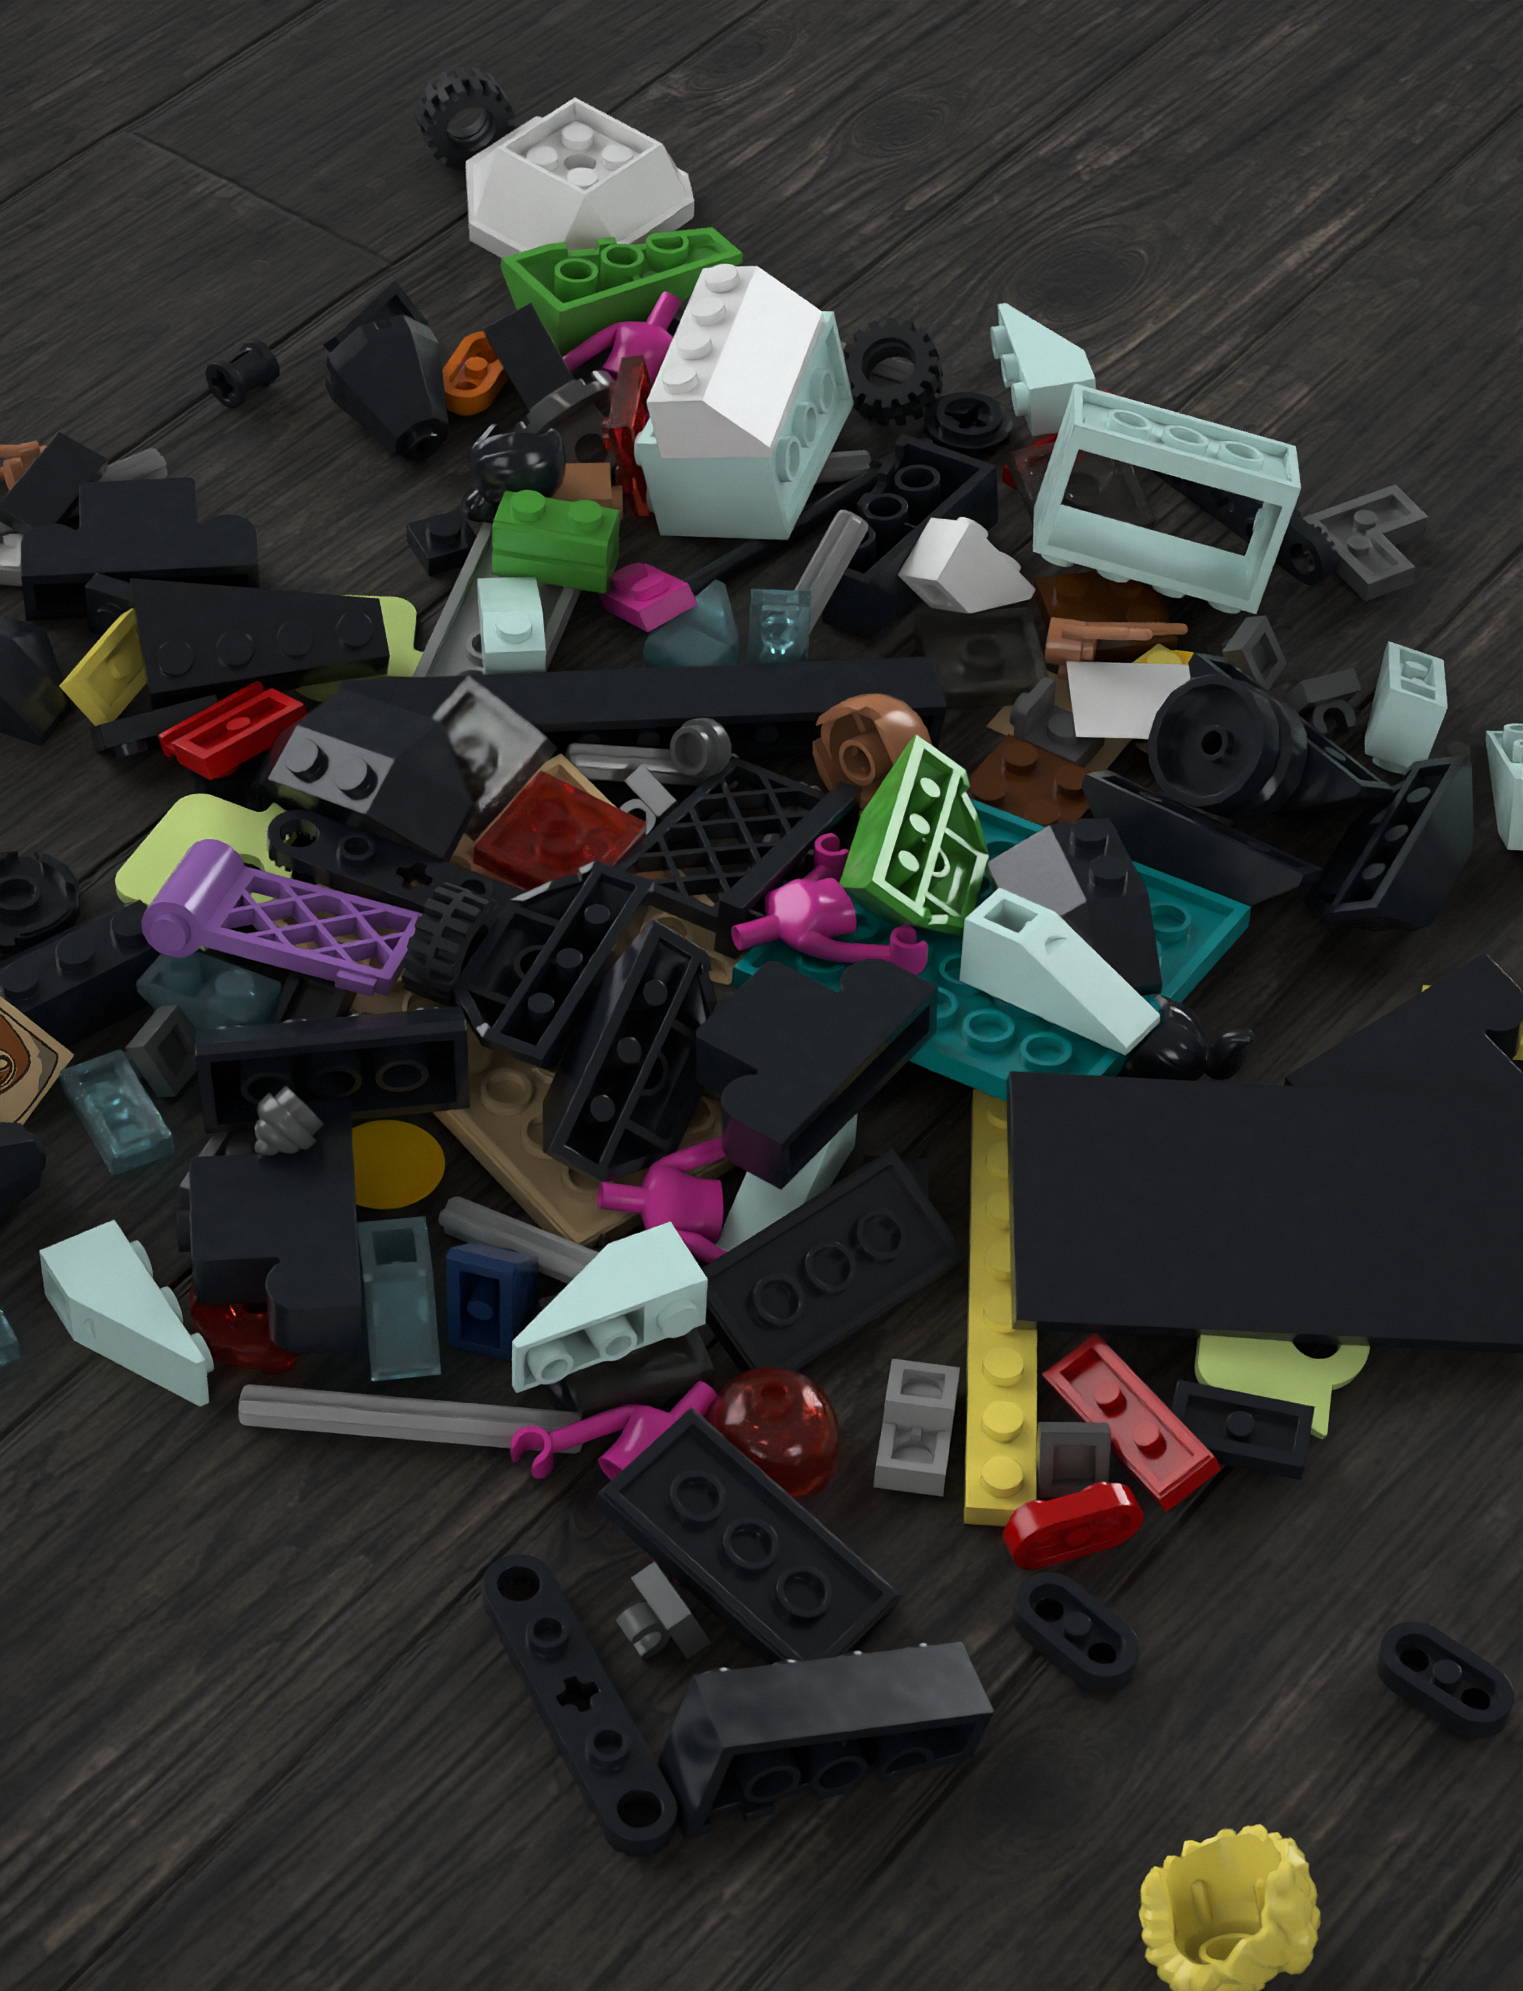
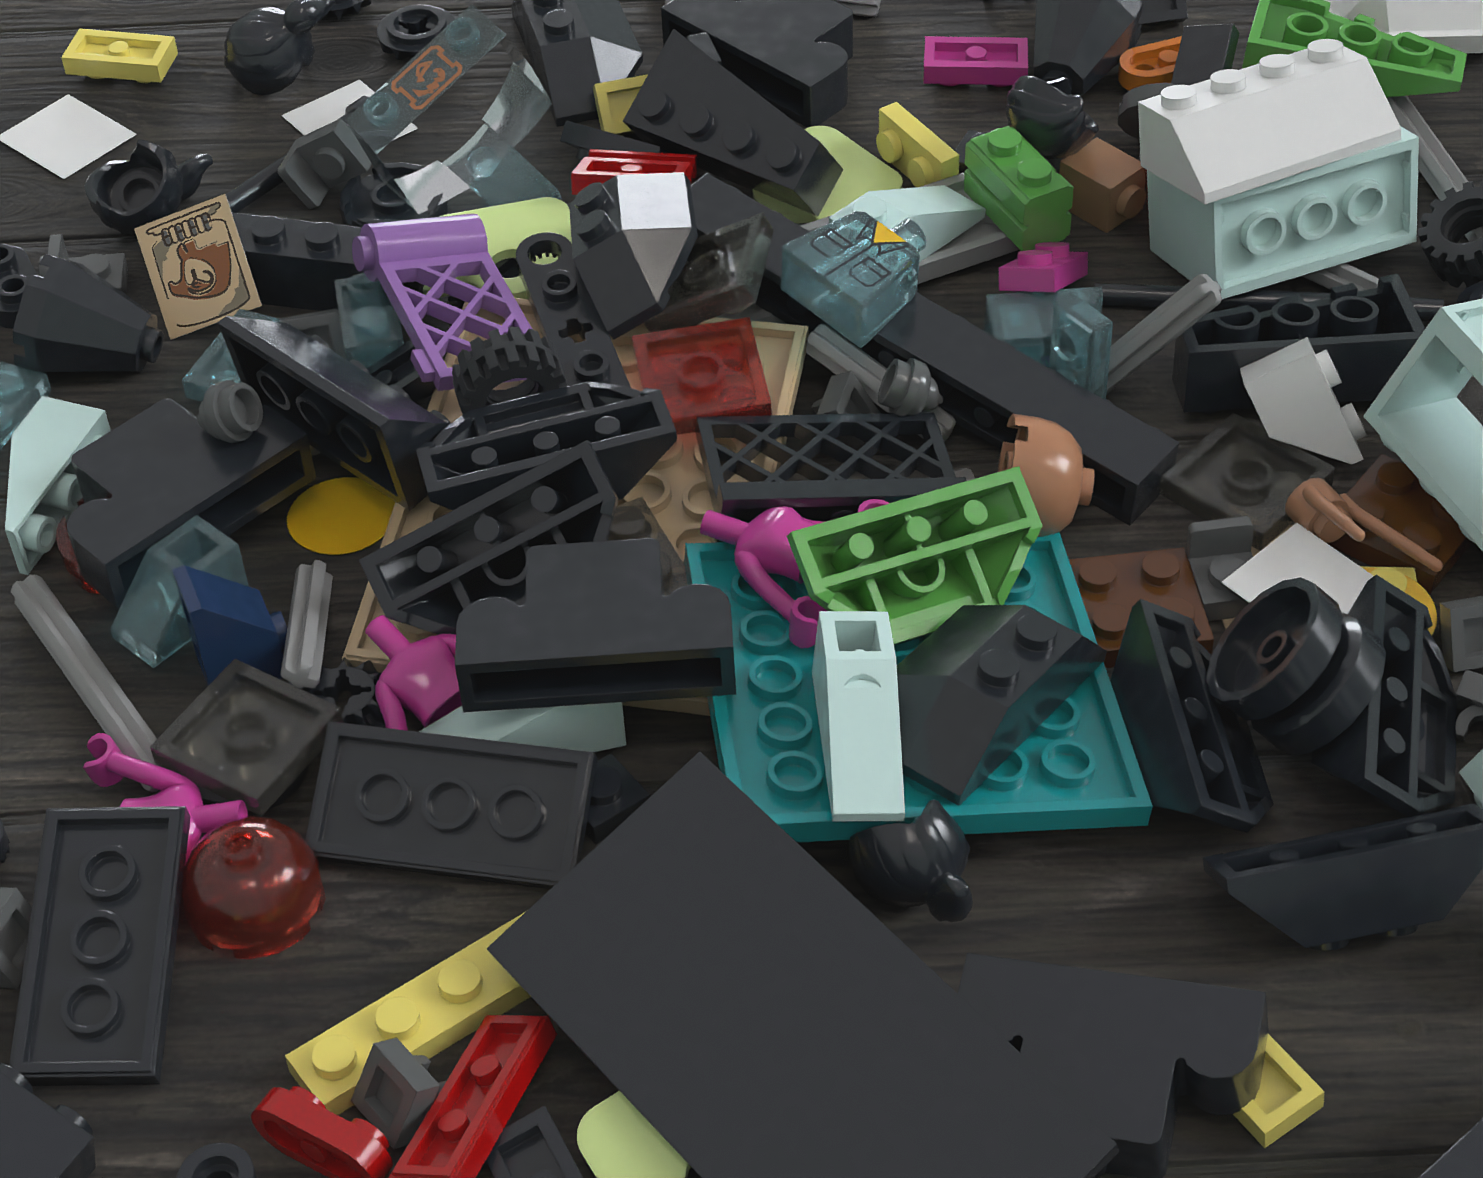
camera: 55 degrees right, 0 degrees up
(45, 795) = (488, 159): none -> clear light blue piece
(323, 462) = (975, 60): none -> dark pink plate
(400, 567) = (914, 147): none -> light yellow plate
(586, 680) = (854, 272): none -> clear light blue torso
(618, 1303) = (241, 693): light aqua slope -> none
(916, 1427) = (366, 966): light grey slope -> none

